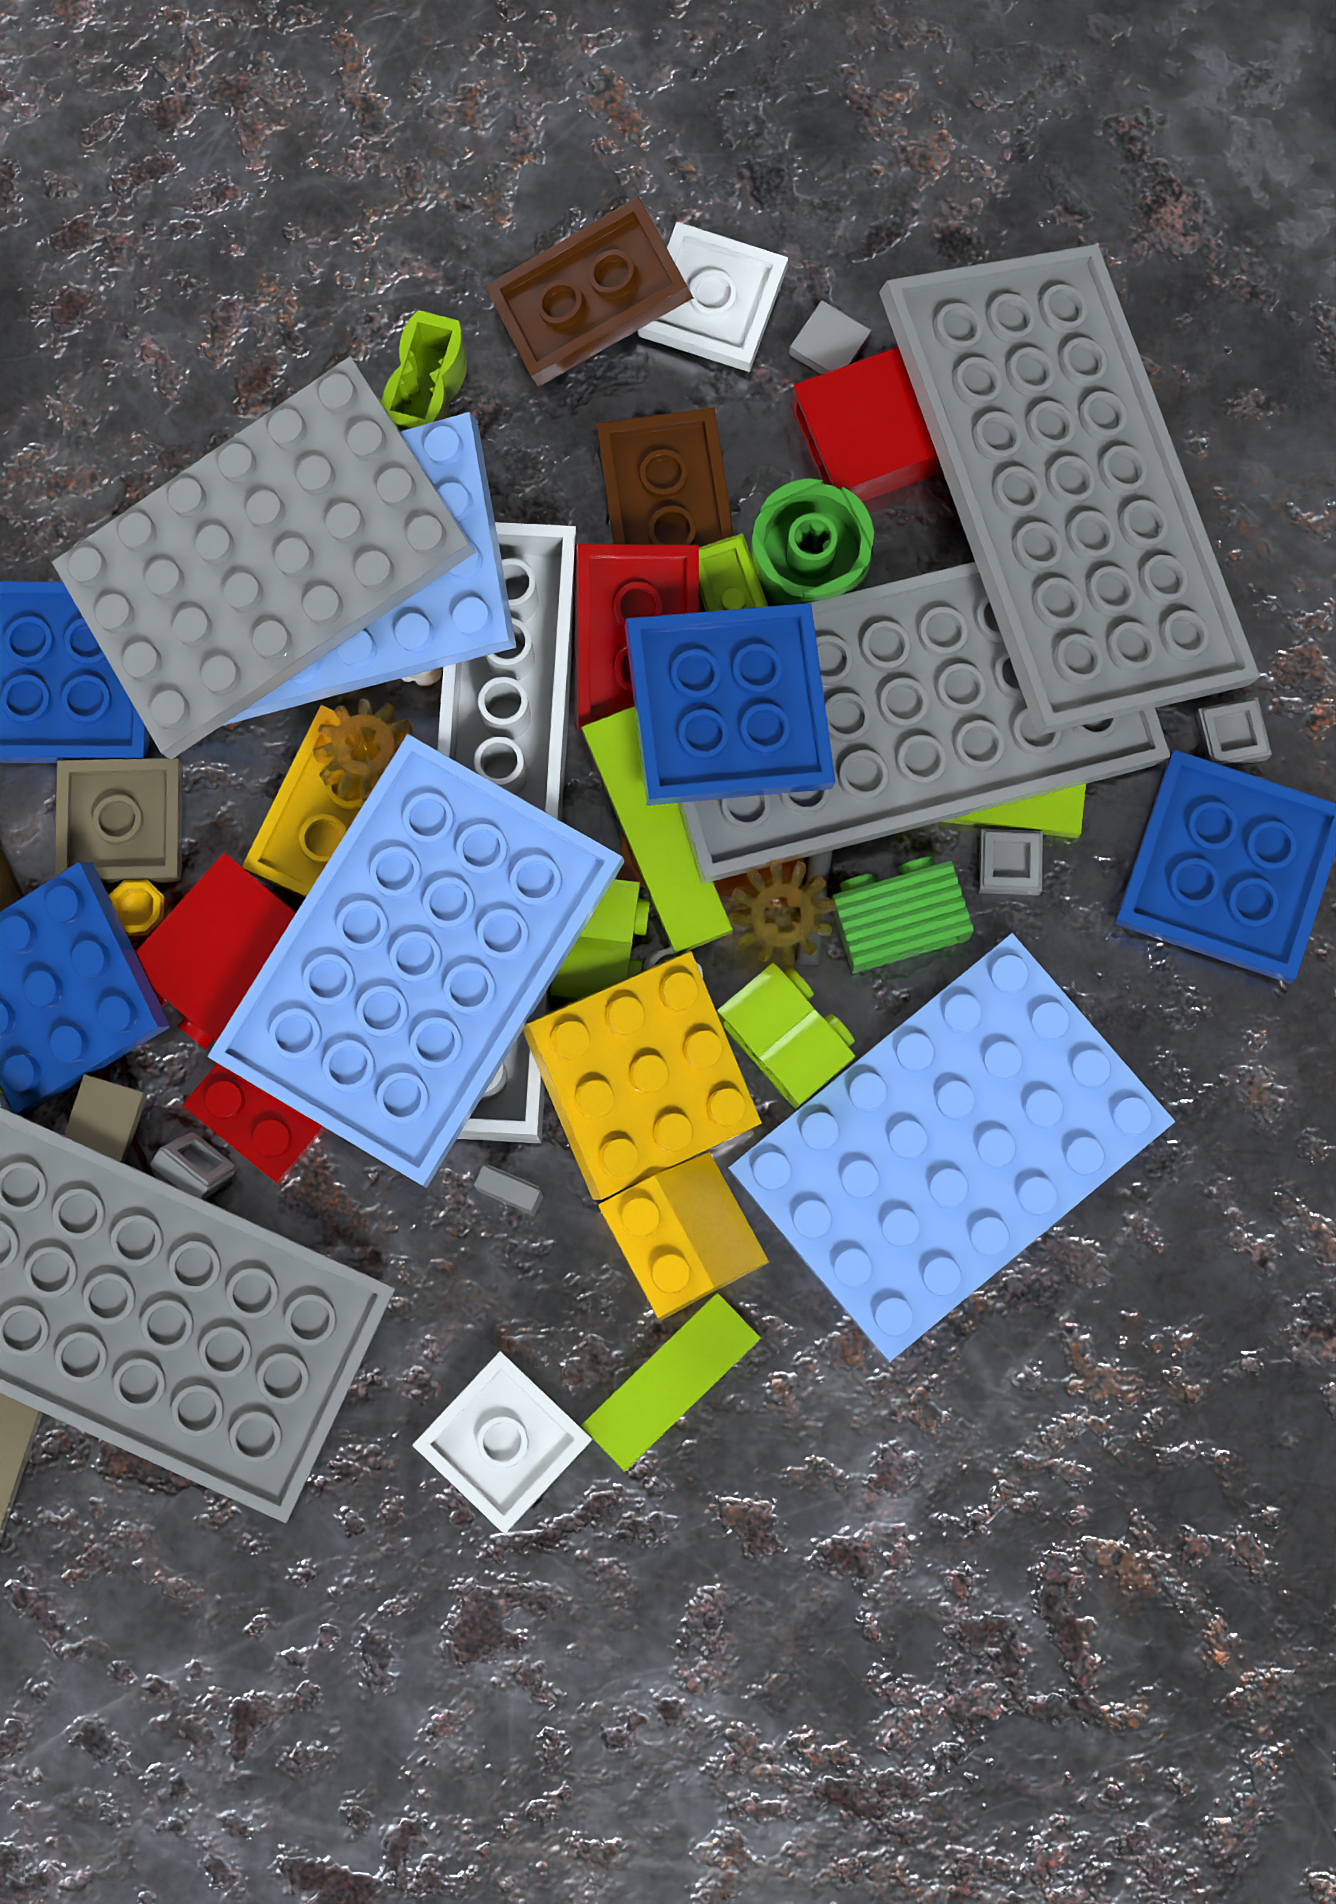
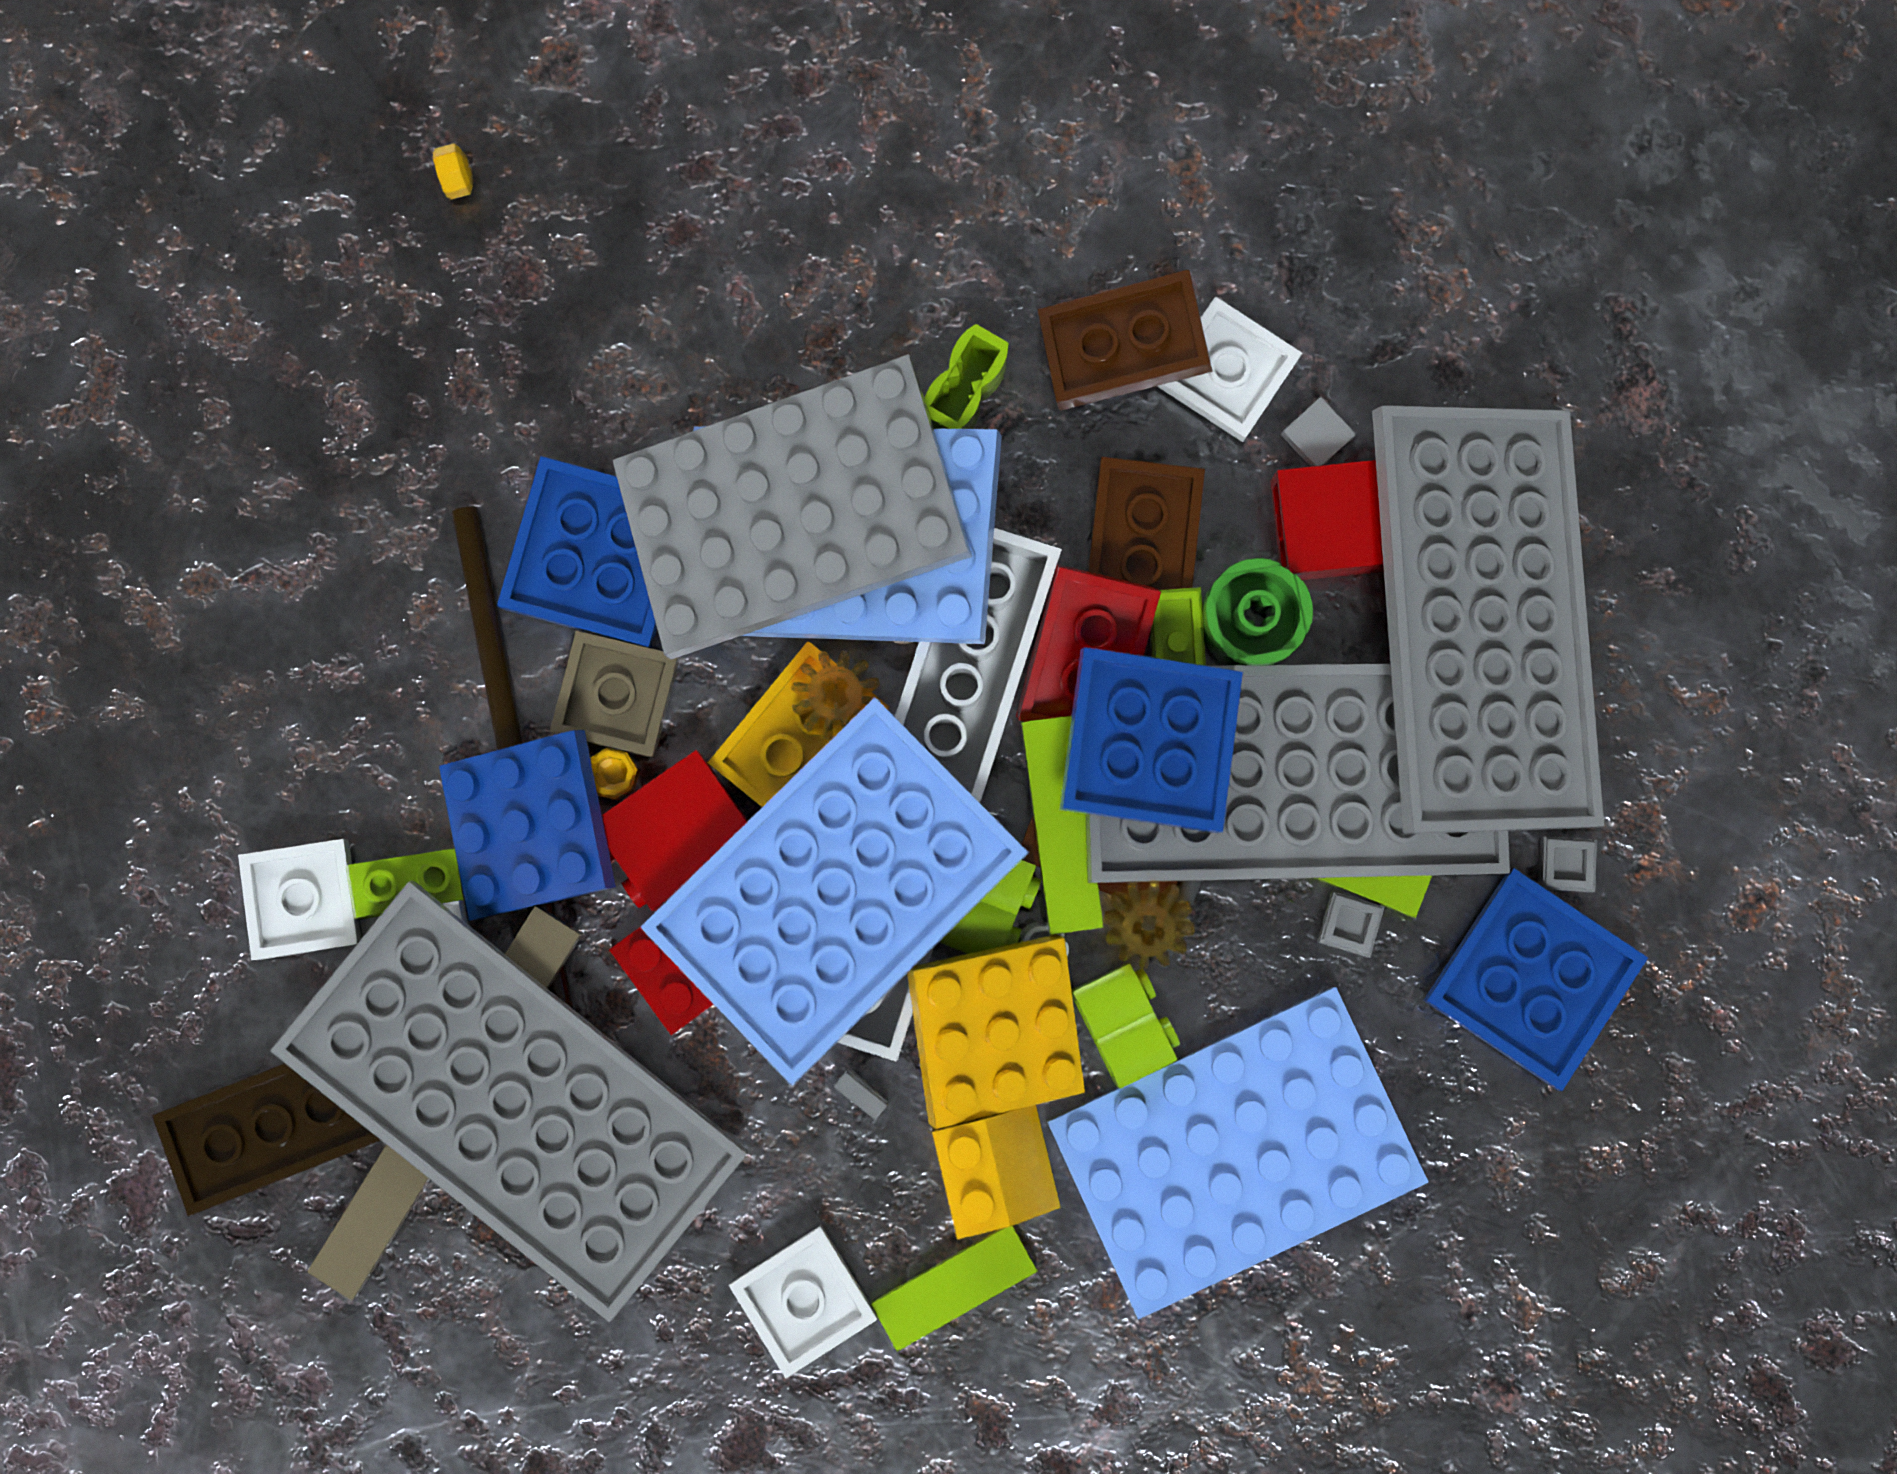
camera: 10 degrees right, 5 degrees up
(193, 1165) = (606, 1004): light grey tile -> none
(901, 914) = (1247, 948): bright green brick -> none

